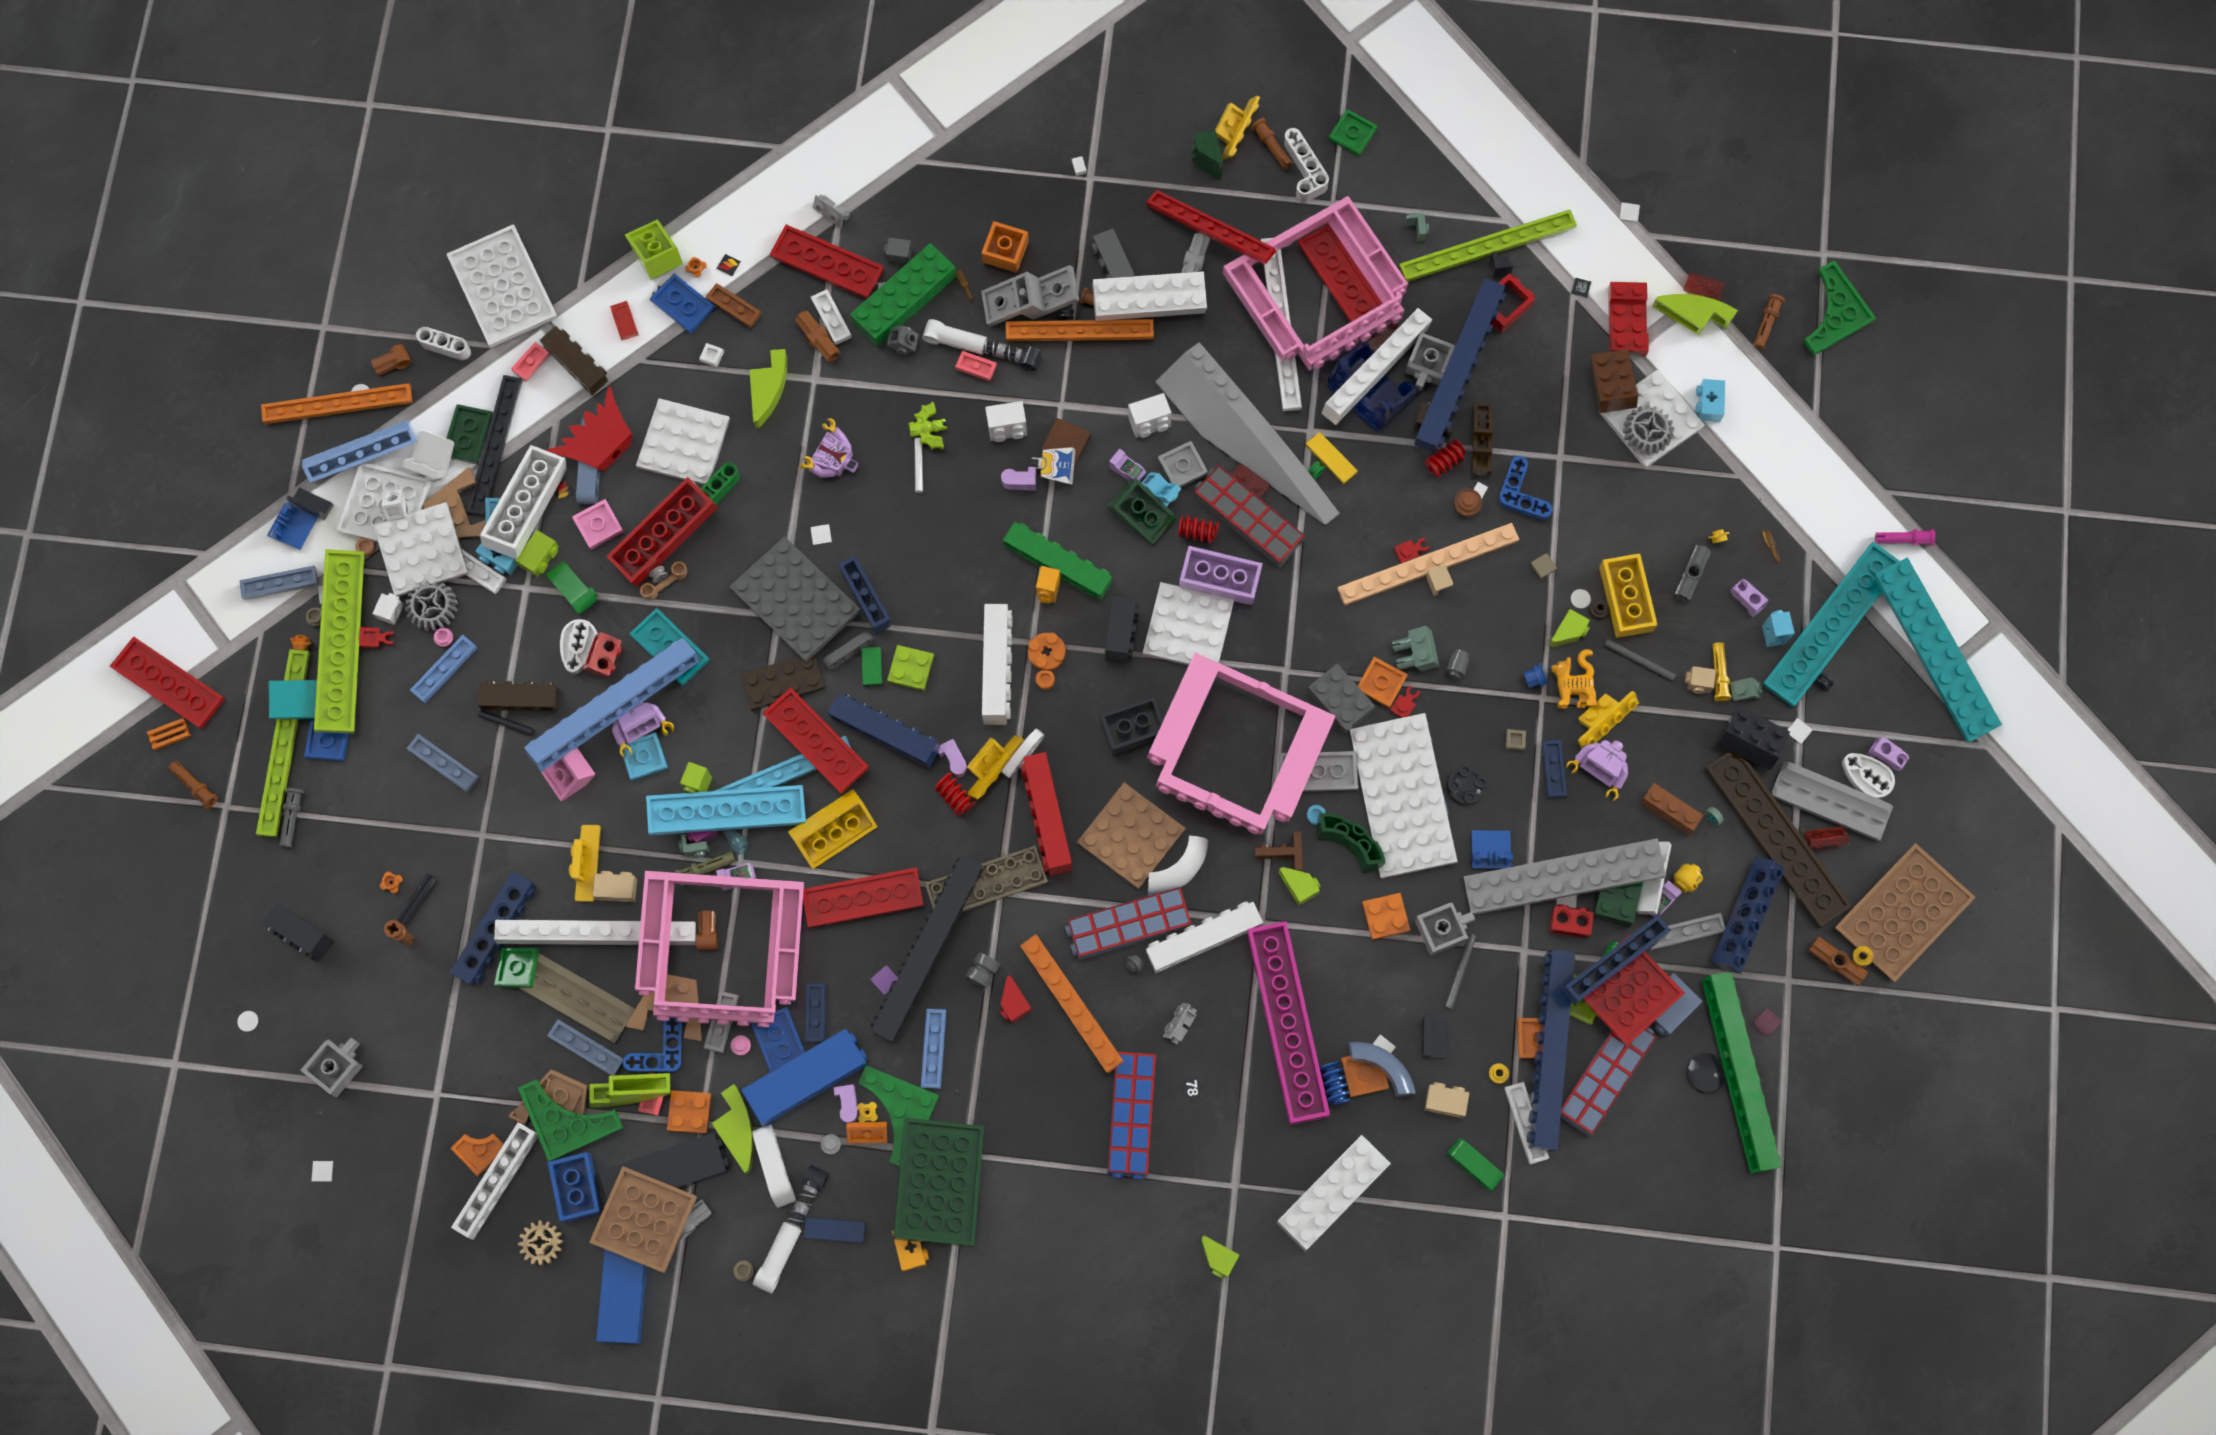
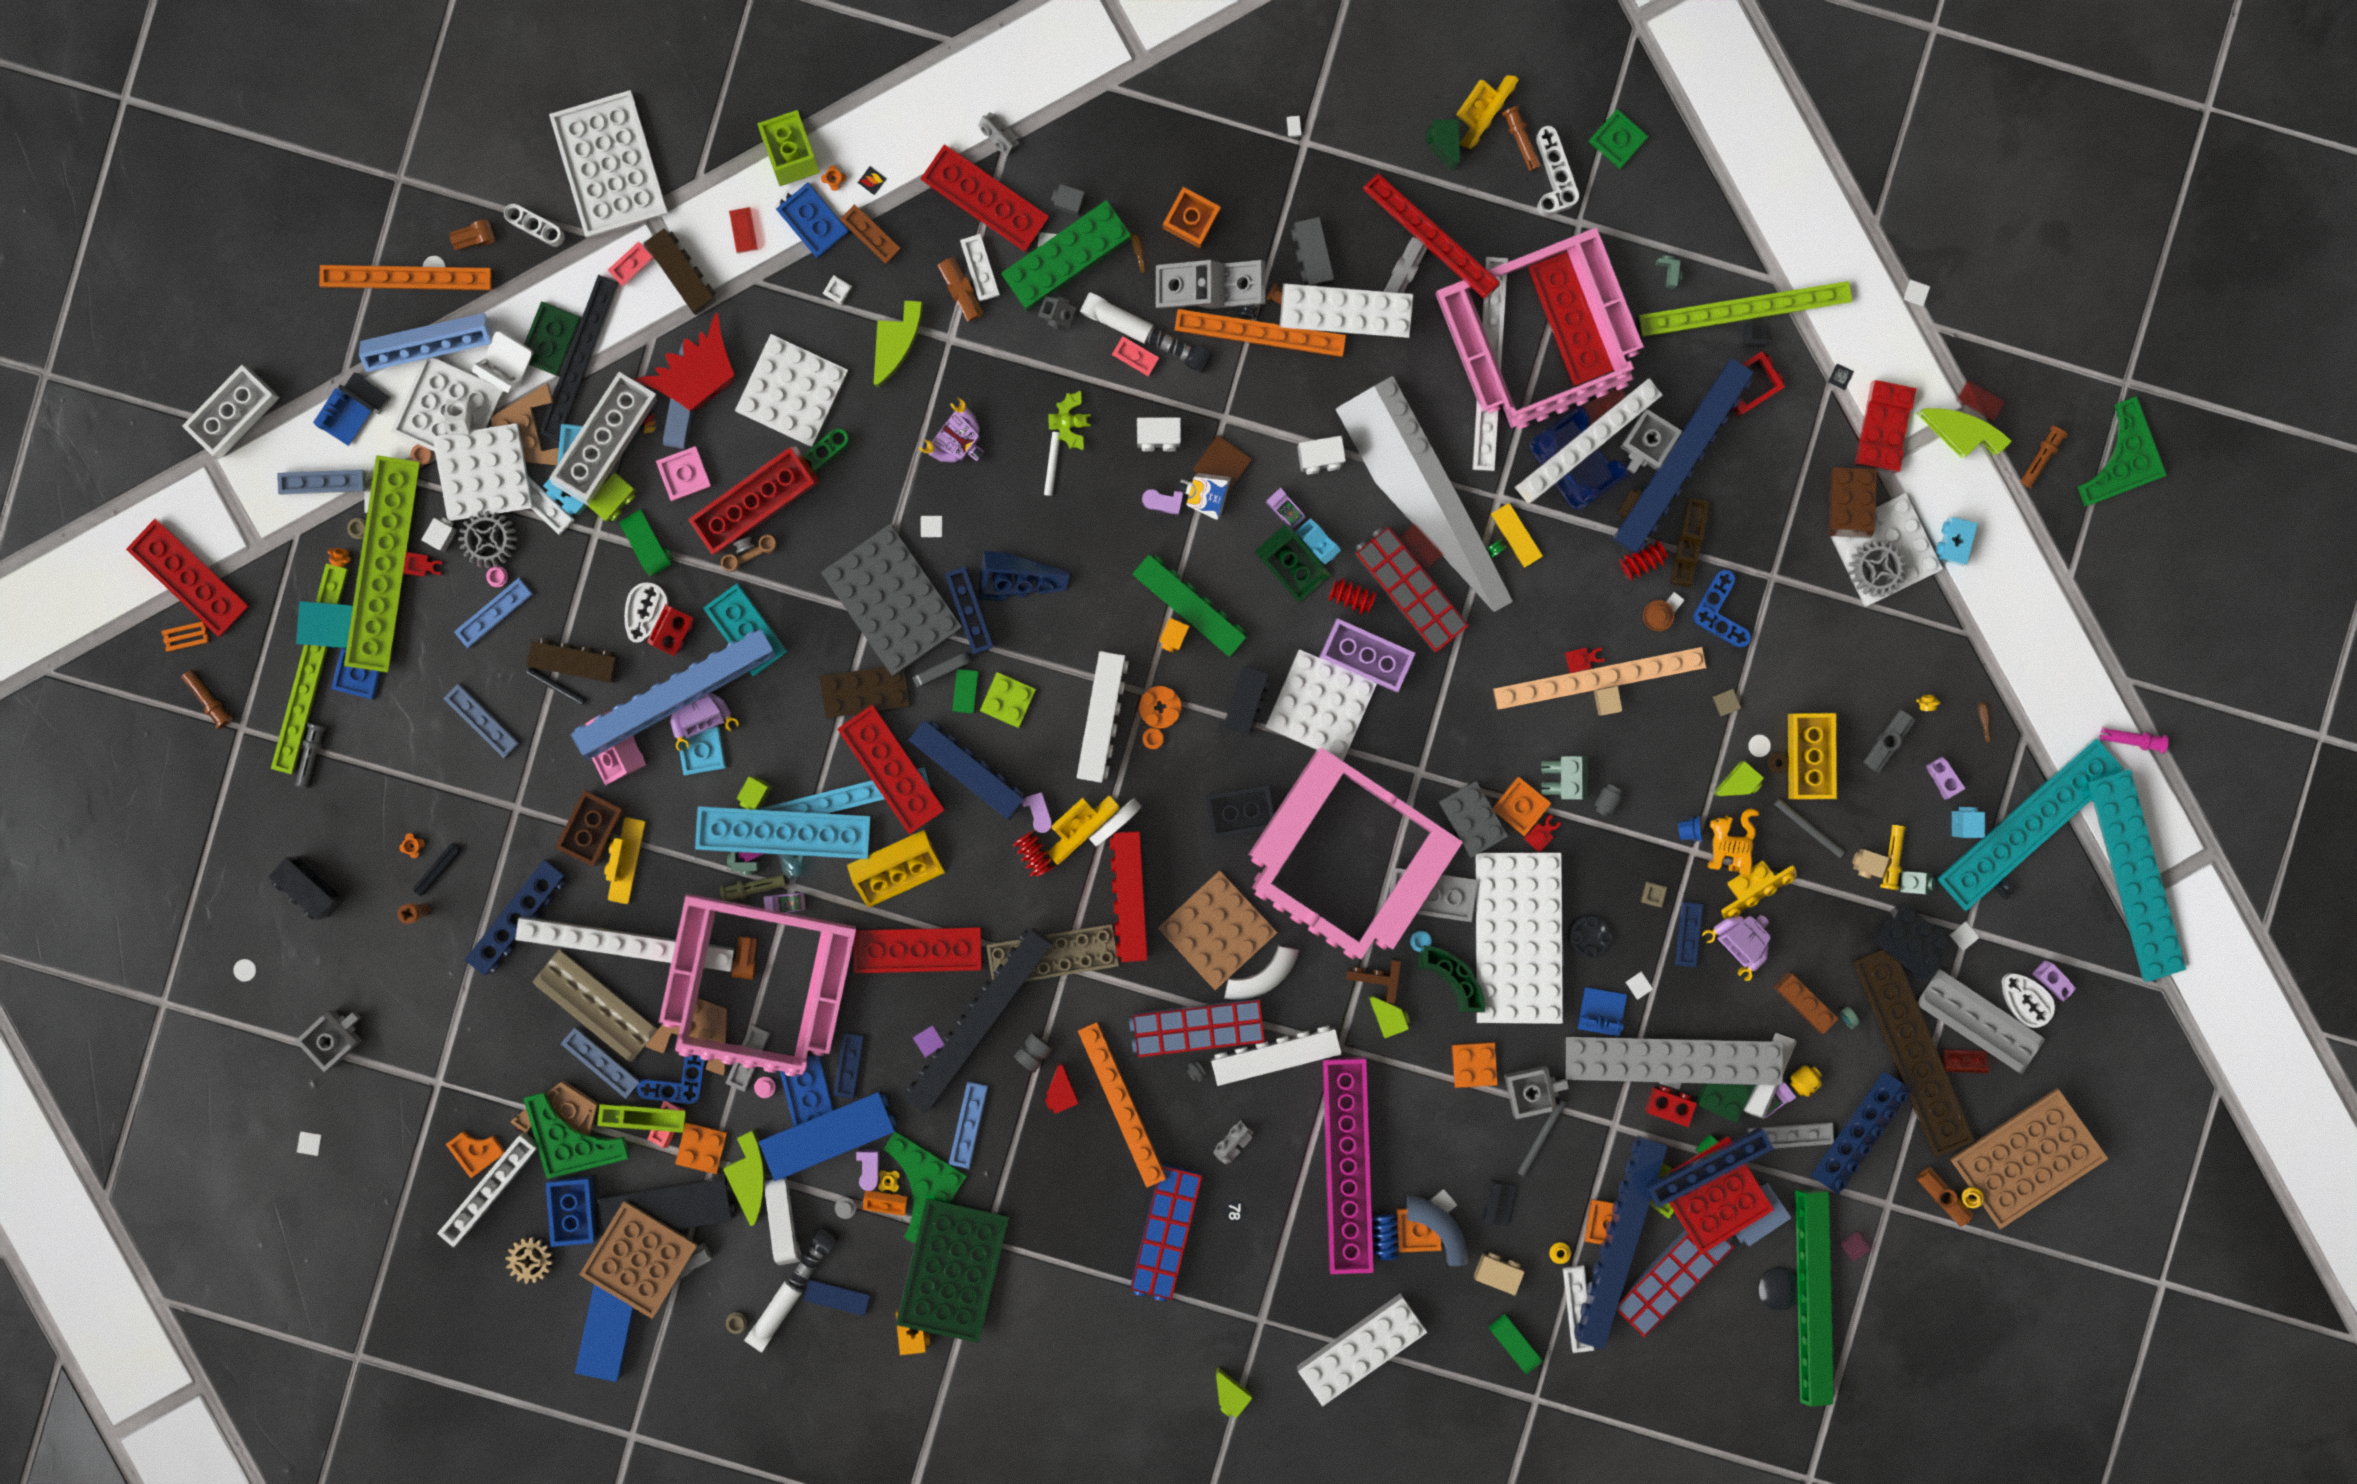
camera: 10 degrees right, 15 degrees up
(194, 535) = (231, 411): none -> white brick
(517, 967) = (537, 964): green tile -> none
(551, 837) = (590, 828): none -> reddish brown brick
(615, 887) = (652, 893): tan brick -> none
(900, 562) = (1011, 575): none -> dark blue wedge
(1183, 465) = (1348, 516): light grey plate -> none
(1519, 822) = (1639, 985): none -> white sticker

